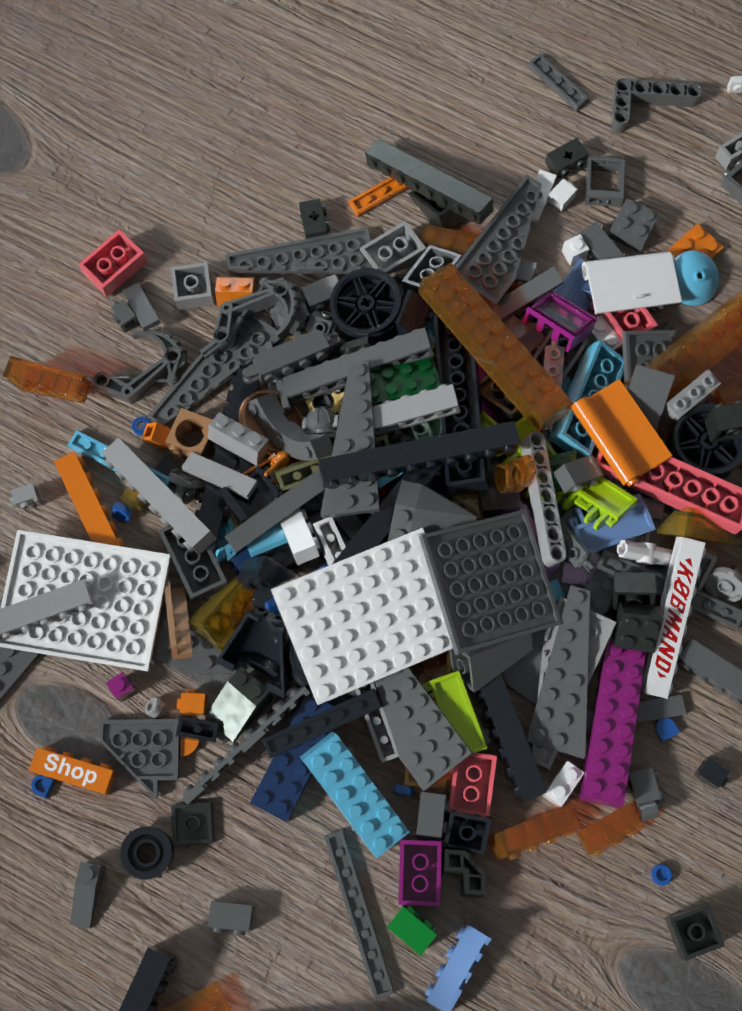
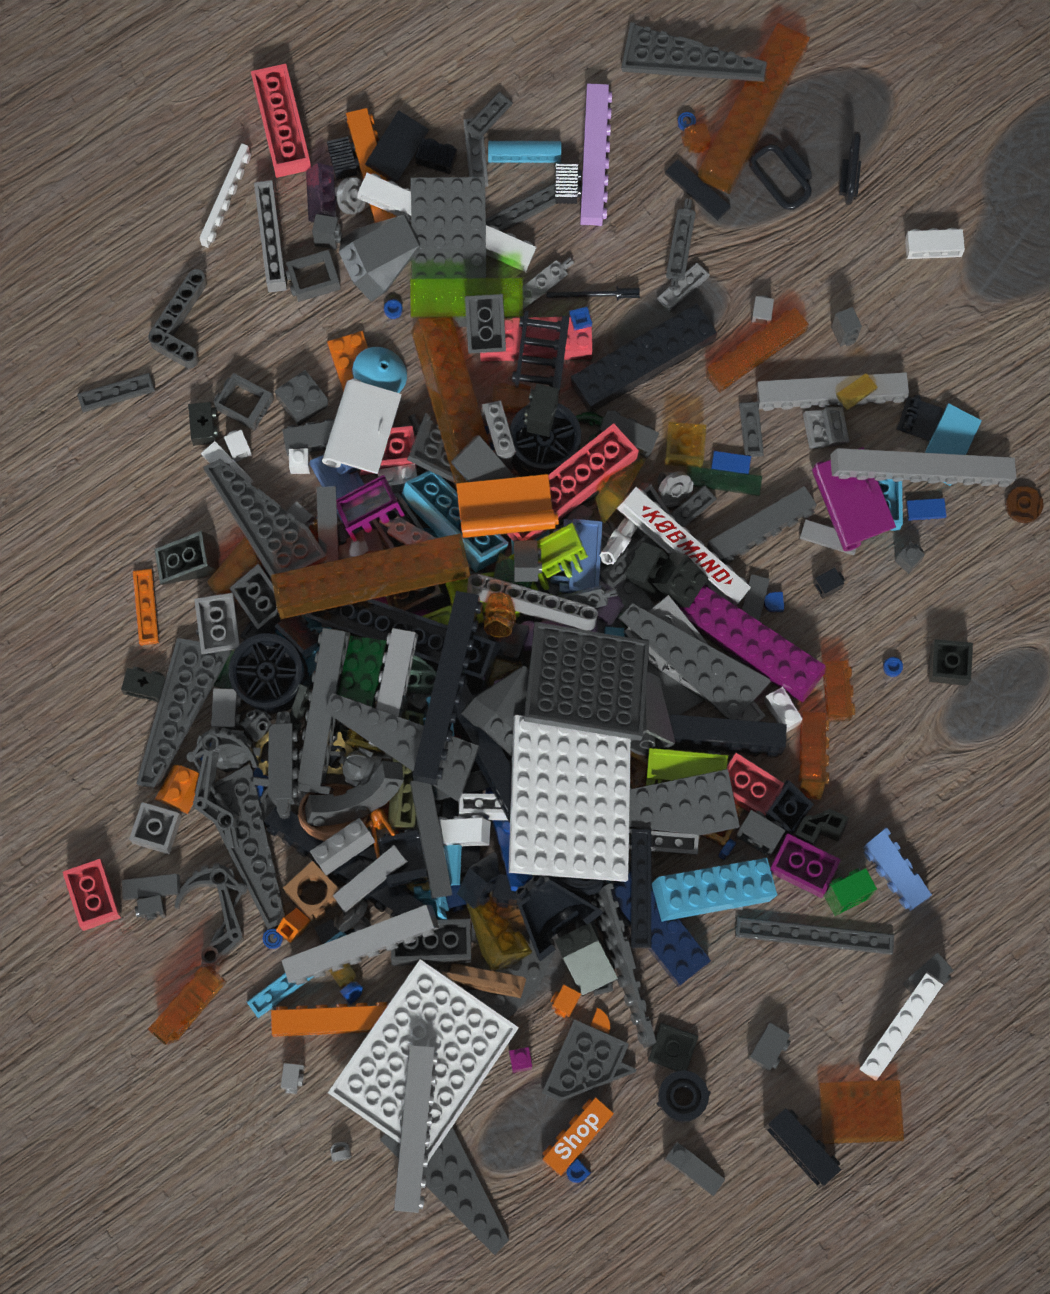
camera: 70 degrees left, 0 degrees up
(155, 708) = (553, 1037): light grey tile -> none
(197, 729) = (593, 1005): black slope -> none
(429, 182) = (165, 559): pearl dark grey brick -> none
(645, 793) = (821, 645): dark grey hinge -> none

